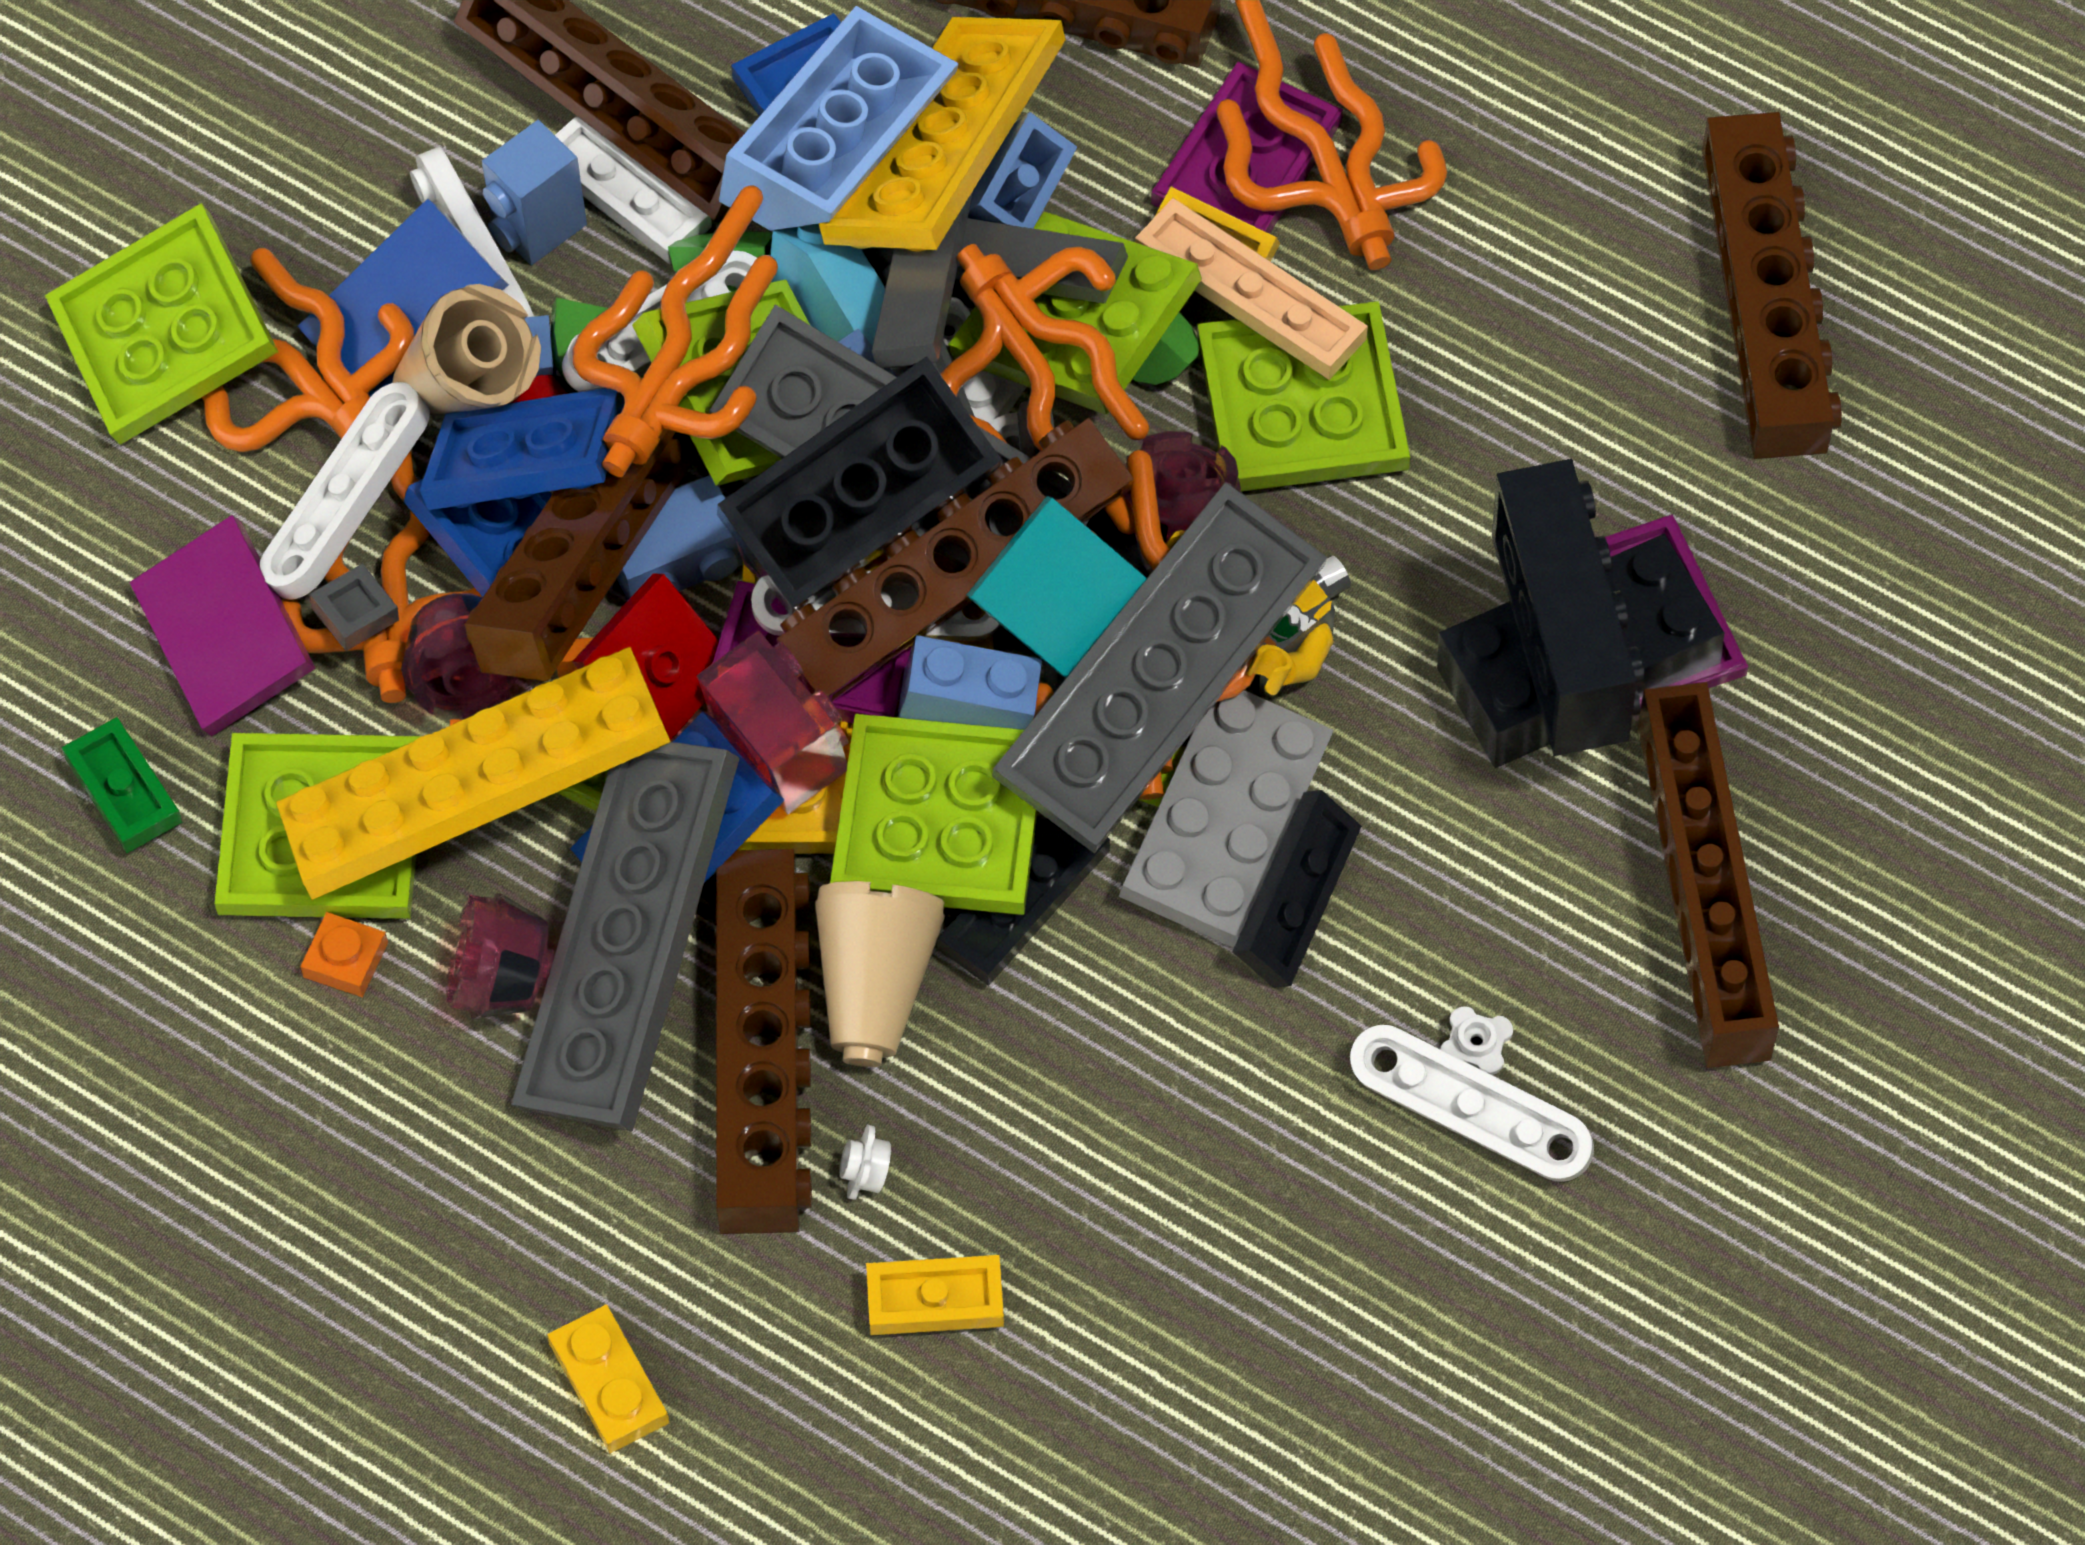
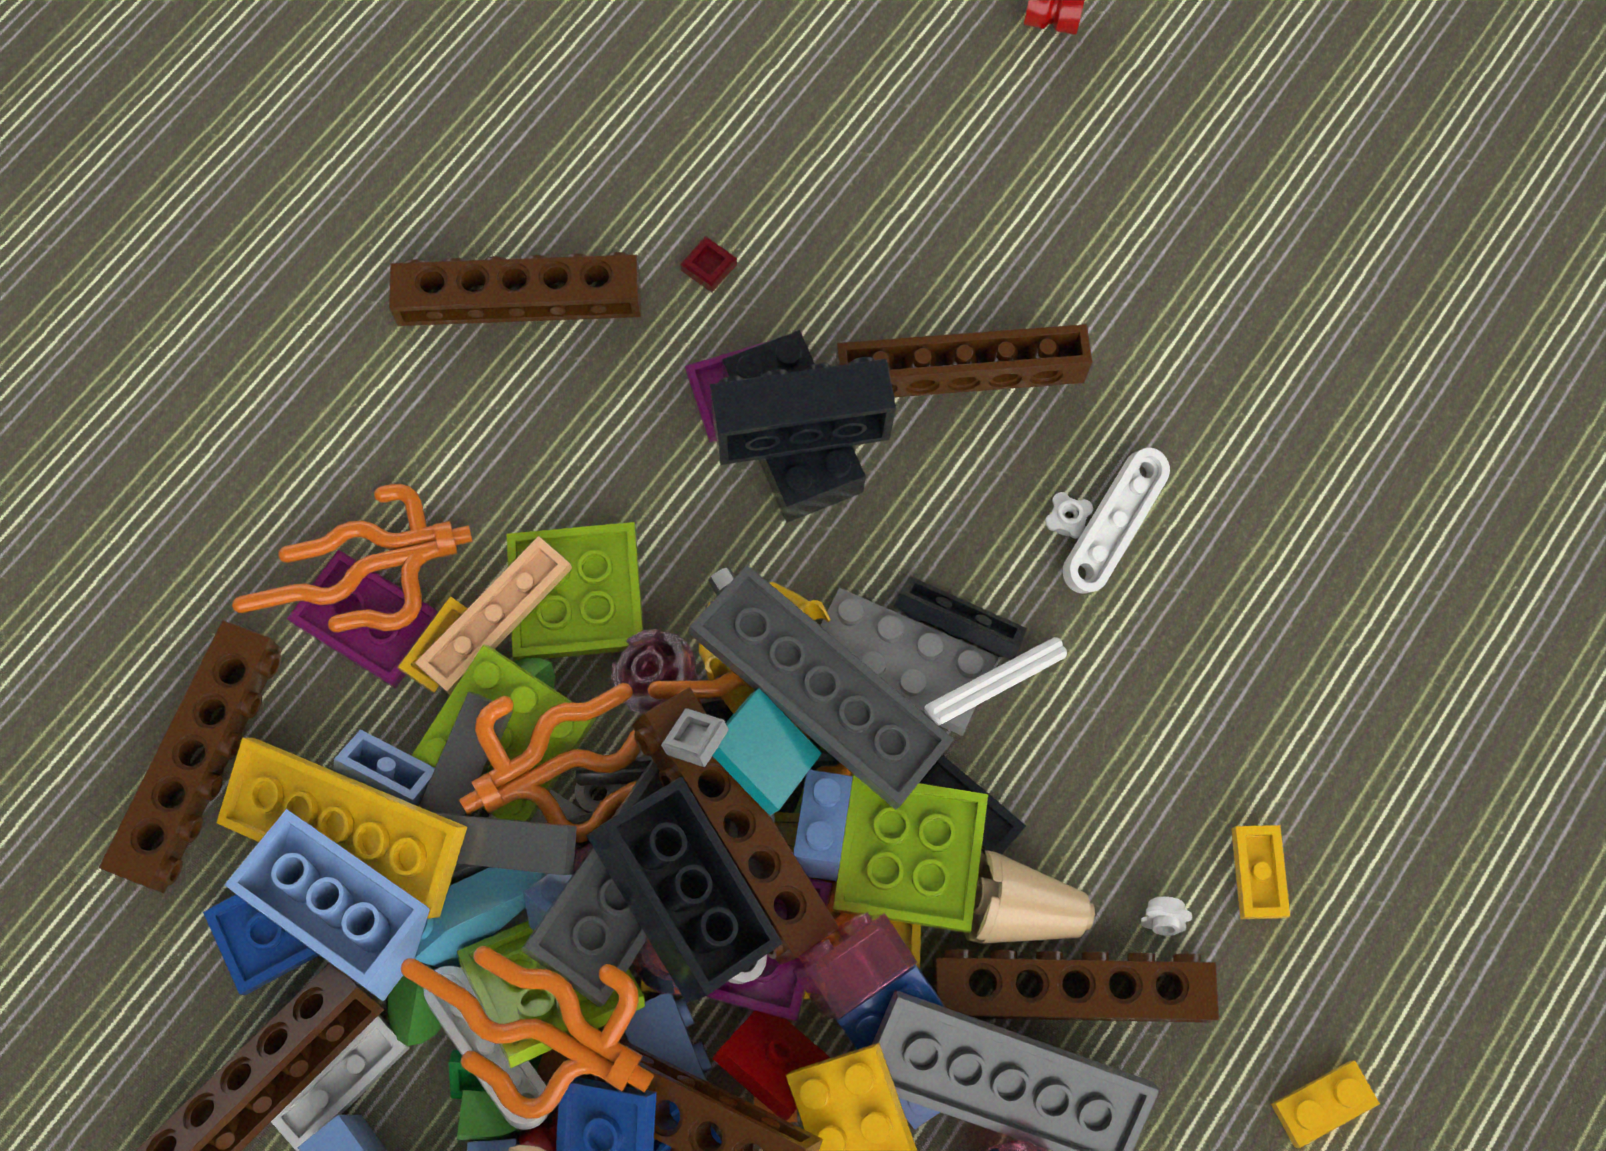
camera: 90 degrees left, 10 degrees up
(1056, 474) = (695, 737): none -> light grey tile
(1196, 922) = (995, 681): none -> white axle
(1850, 539) = (708, 264): none -> dark red tile

